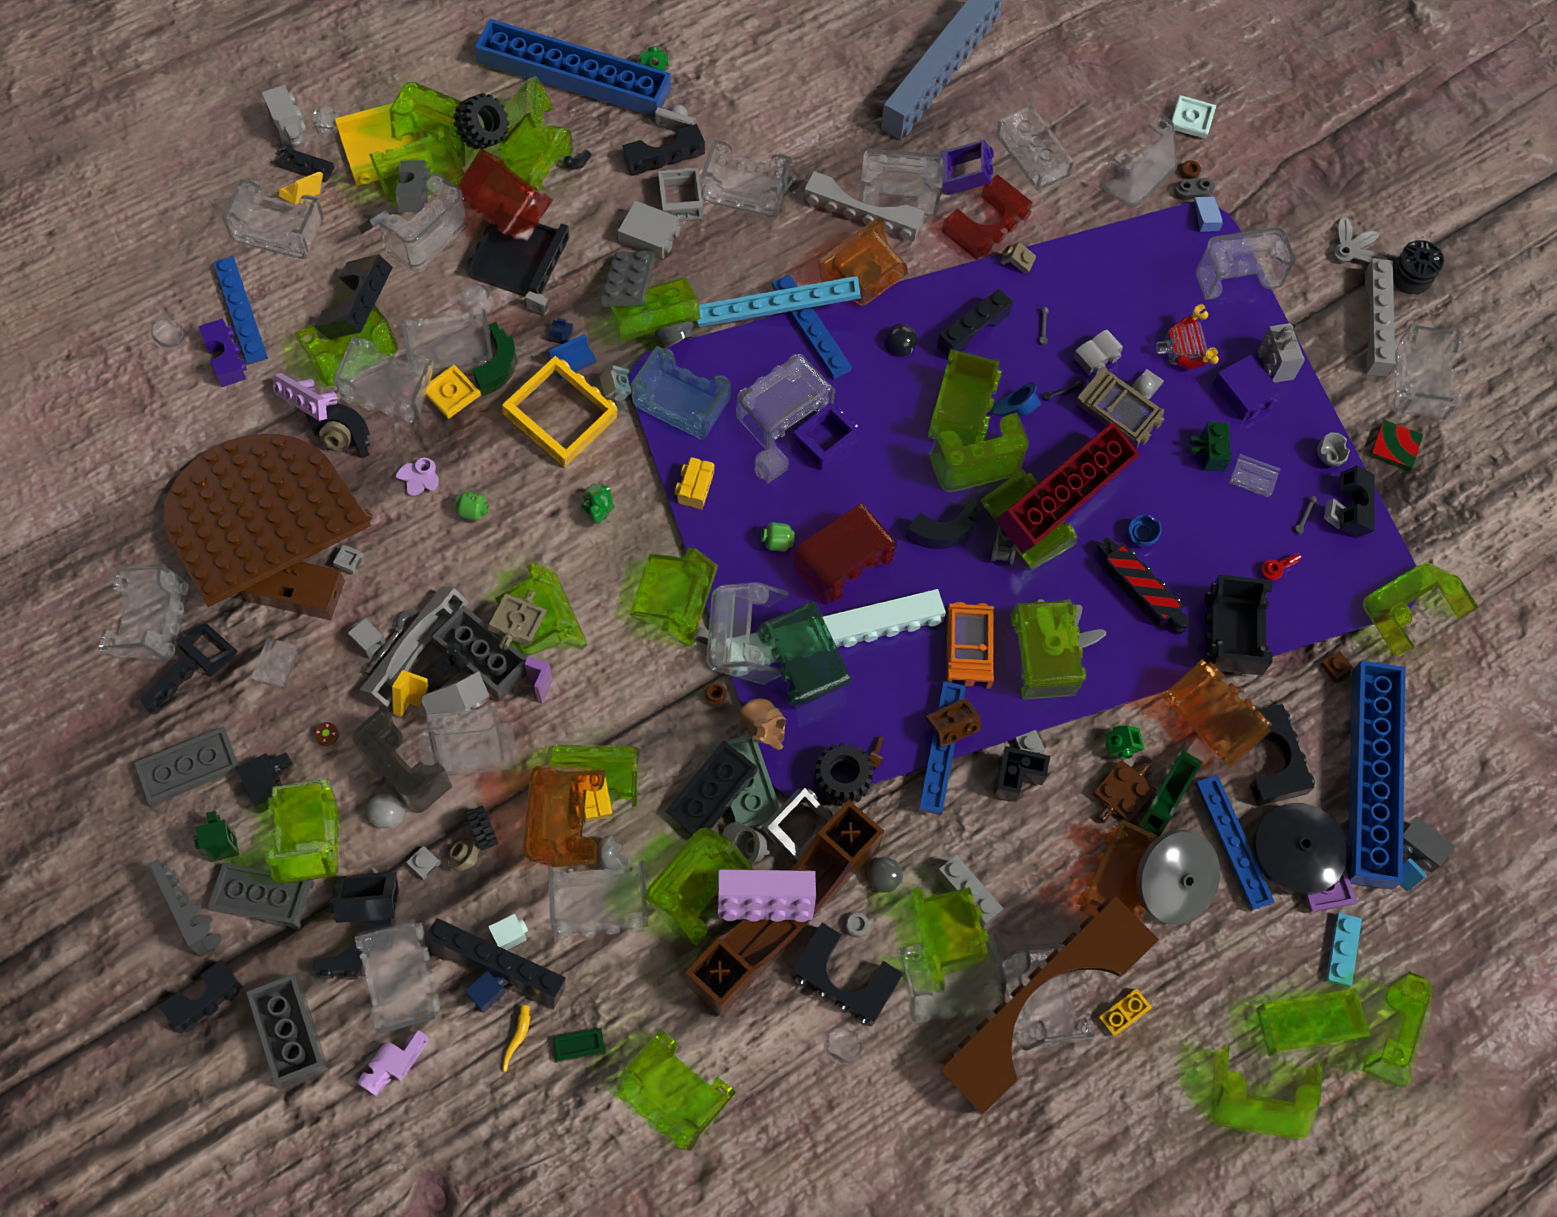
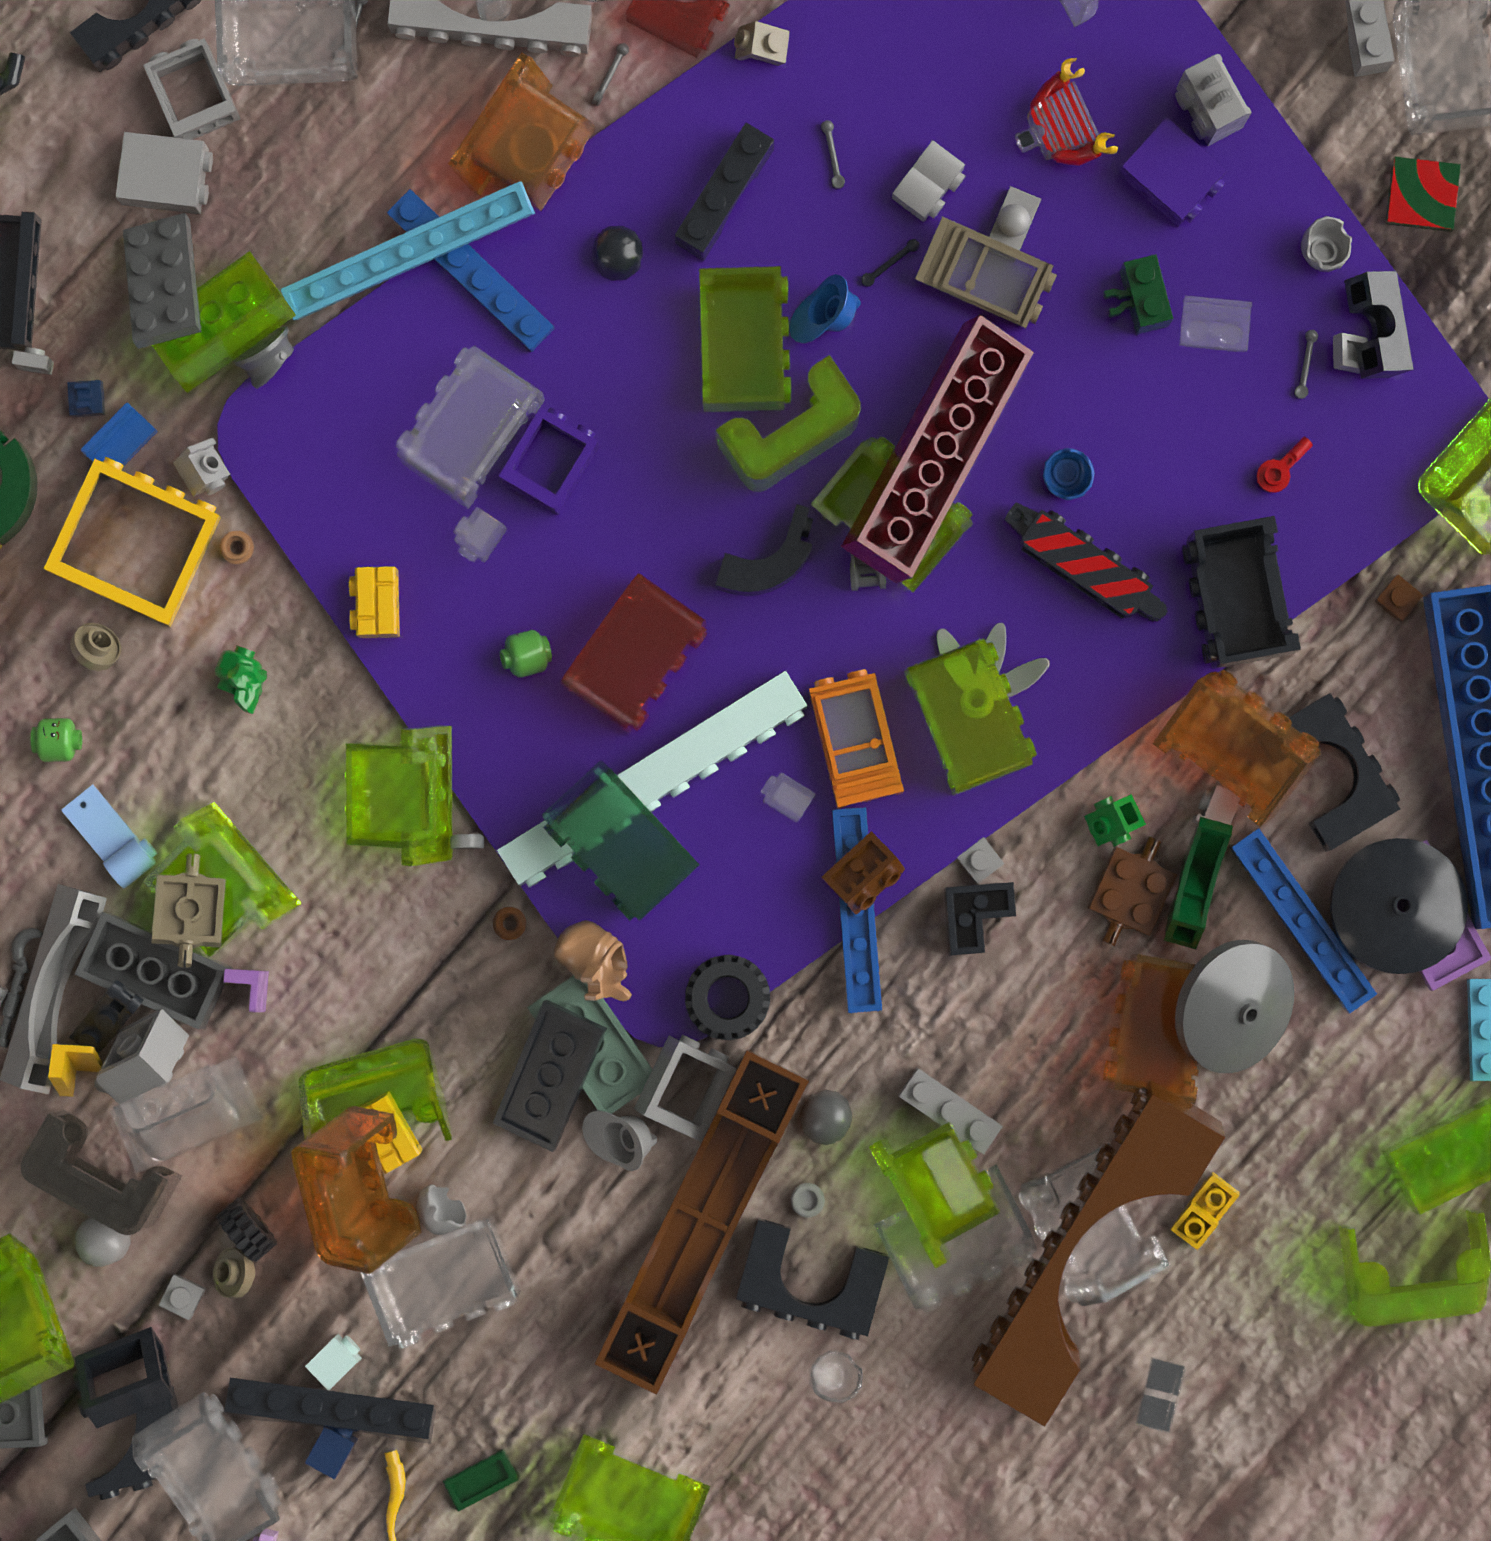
camera: 10 degrees left, 20 degrees up
(483, 570) = (110, 837): none -> light blue door
(515, 461) = (95, 646): none -> dark tan plate
(620, 429) = (227, 543): none -> medium nougat plate
(679, 395) = (306, 462): clear light blue windscreen -> none
(692, 882) = (564, 1222): clear neon green windscreen -> none
(730, 629) = (502, 831): clear windscreen -> none
(766, 895) = (670, 1215): lavender brick -> none
(874, 756) = (765, 956): reddish brown hand -> none
(917, 666) = (787, 796): none -> clear brick
(934, 243) = (622, 50): none -> dark grey hinge
(1065, 1130) = (1160, 1395): none -> clear tile

